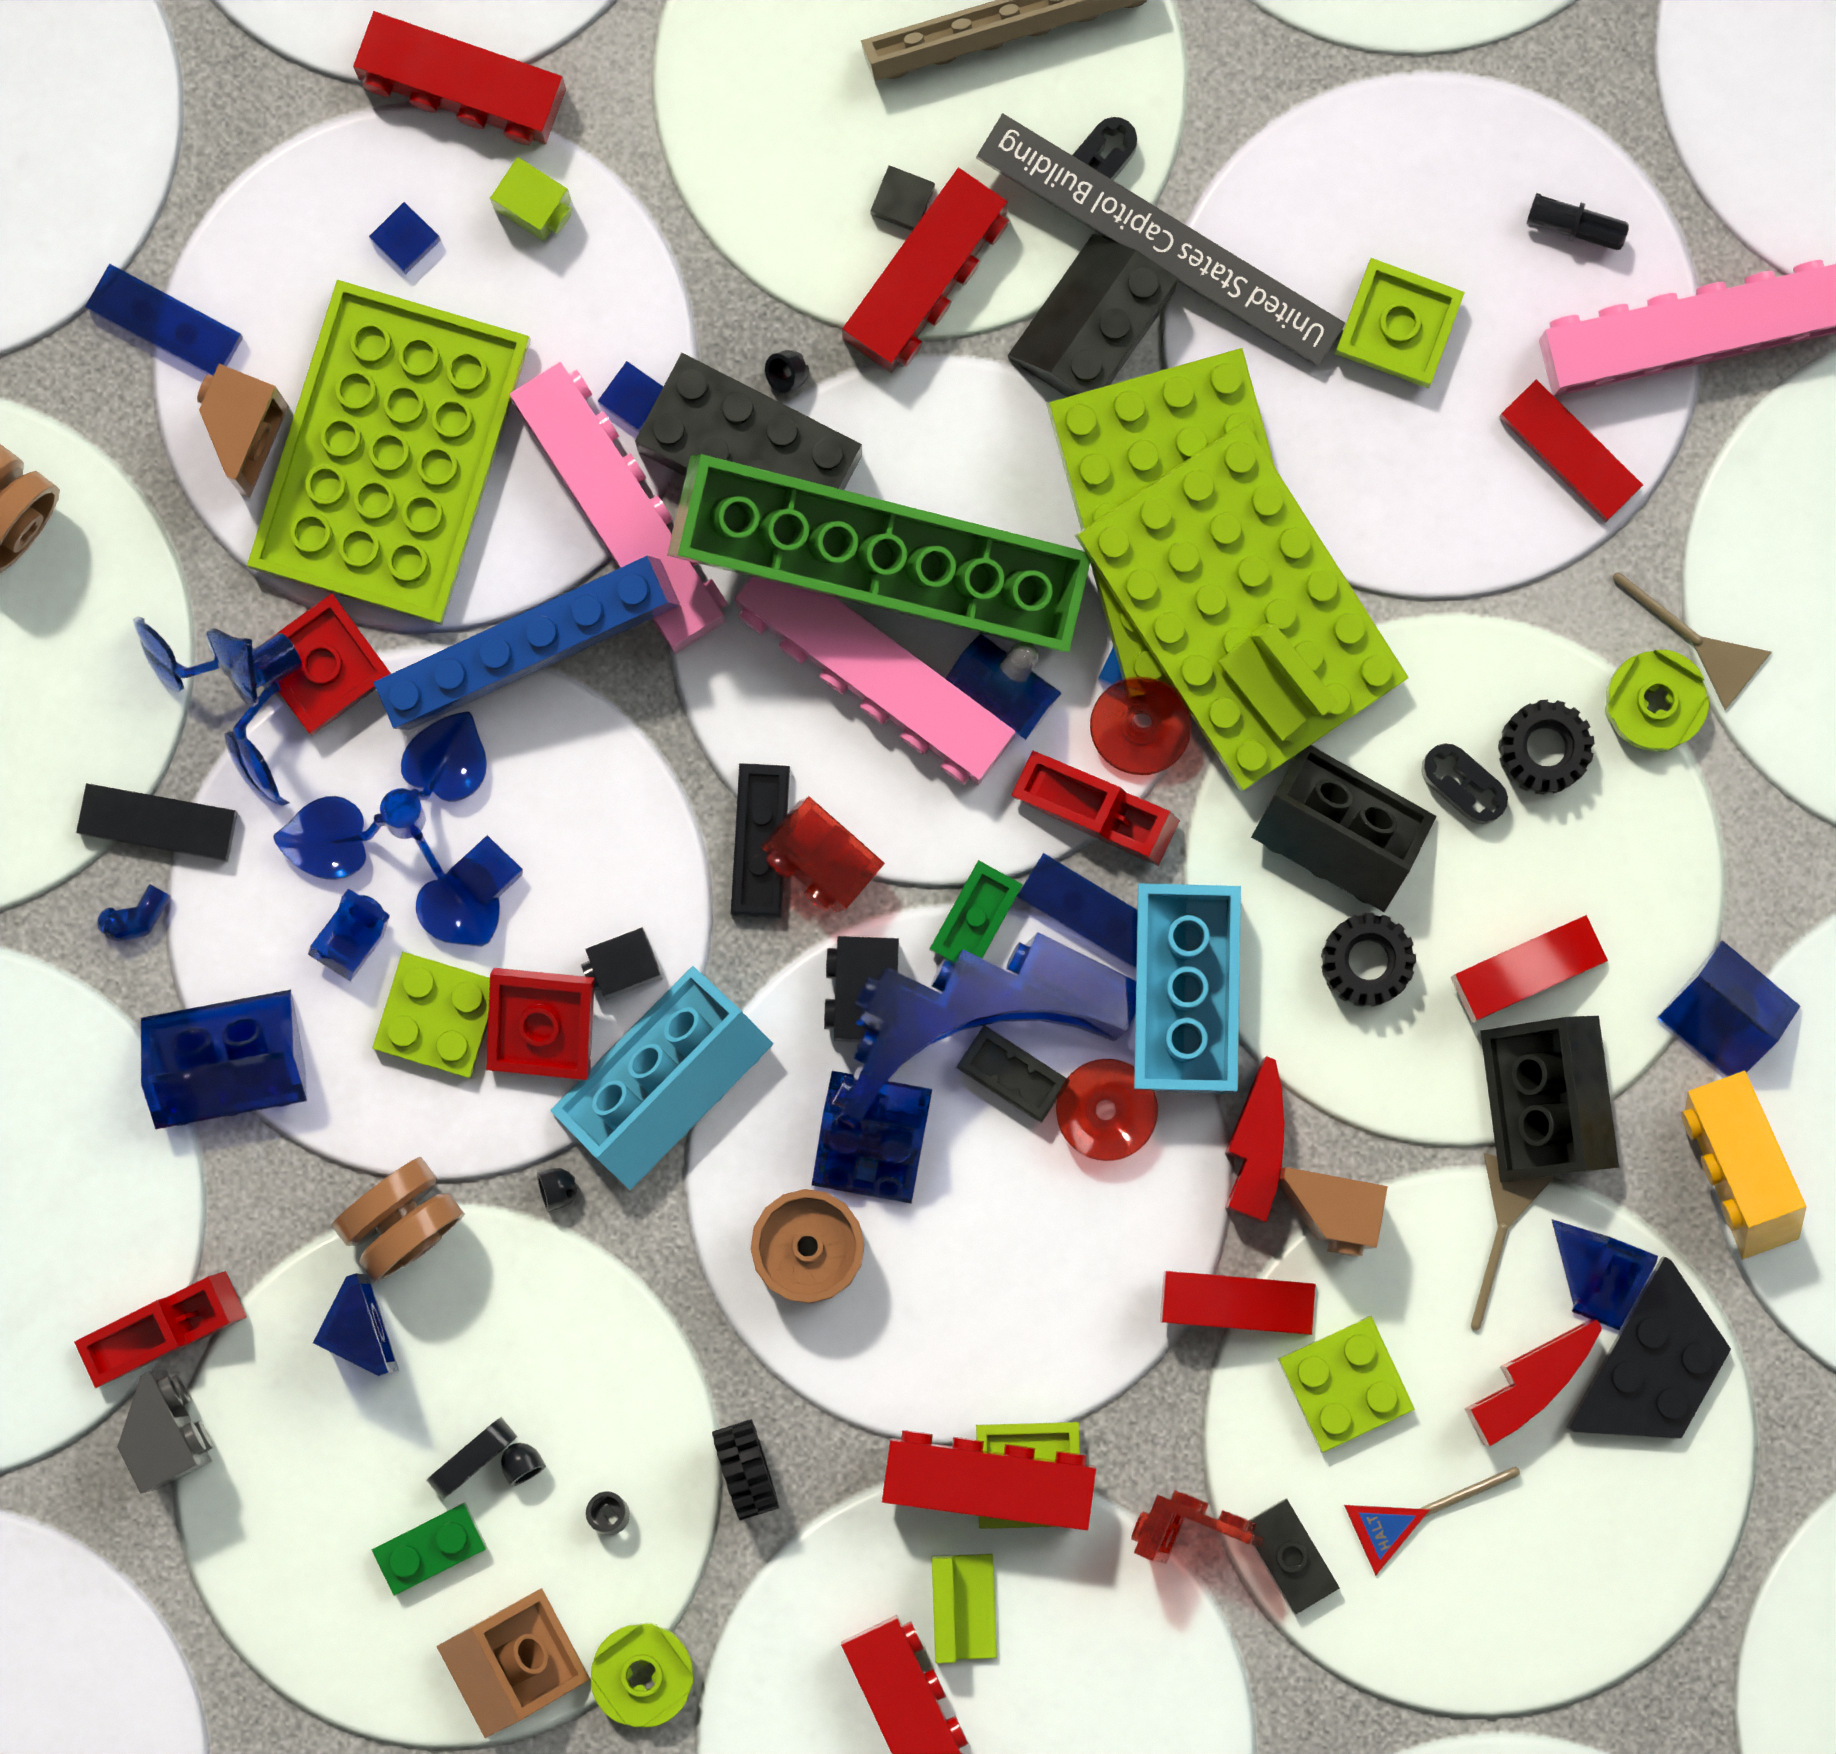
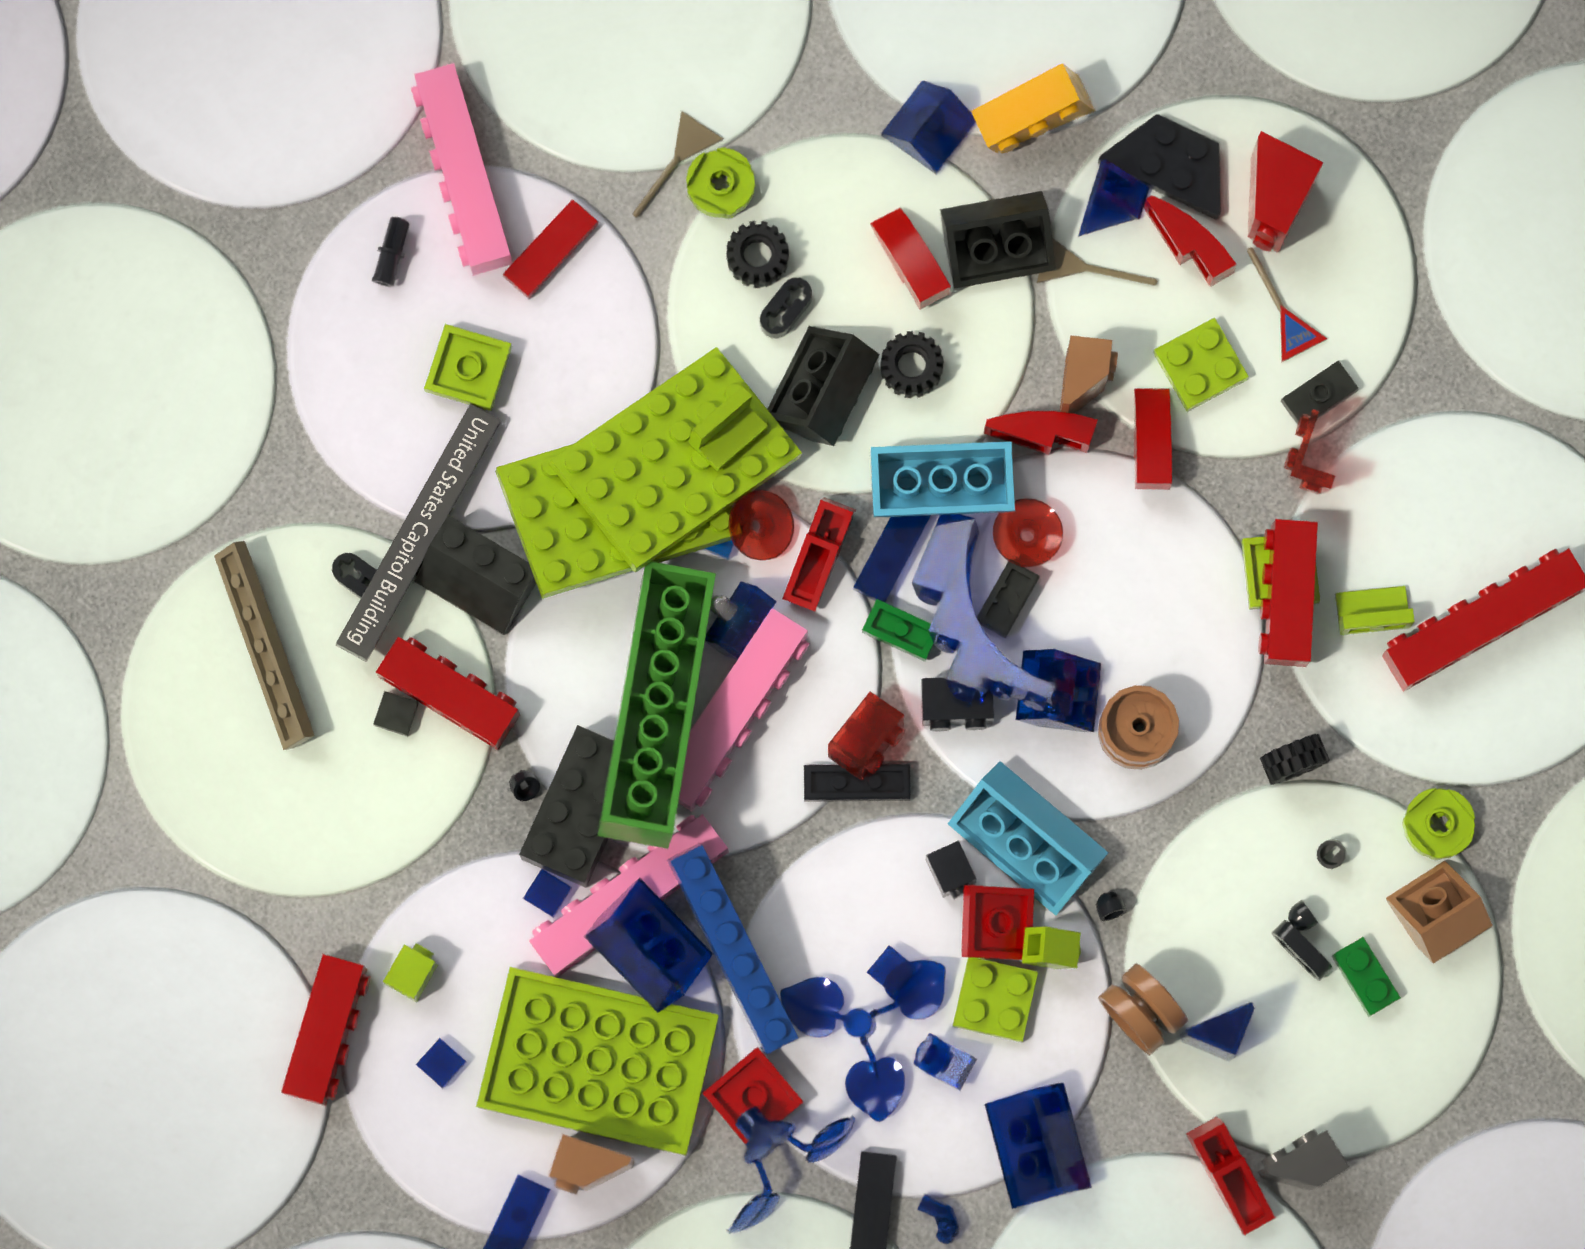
camera: 90 degrees left, 5 degrees down
(498, 1097) = (1051, 947): none -> lime brick
(538, 526) = (649, 946): none -> clear blue slope
(1598, 1518) = (1278, 189): none -> red slope

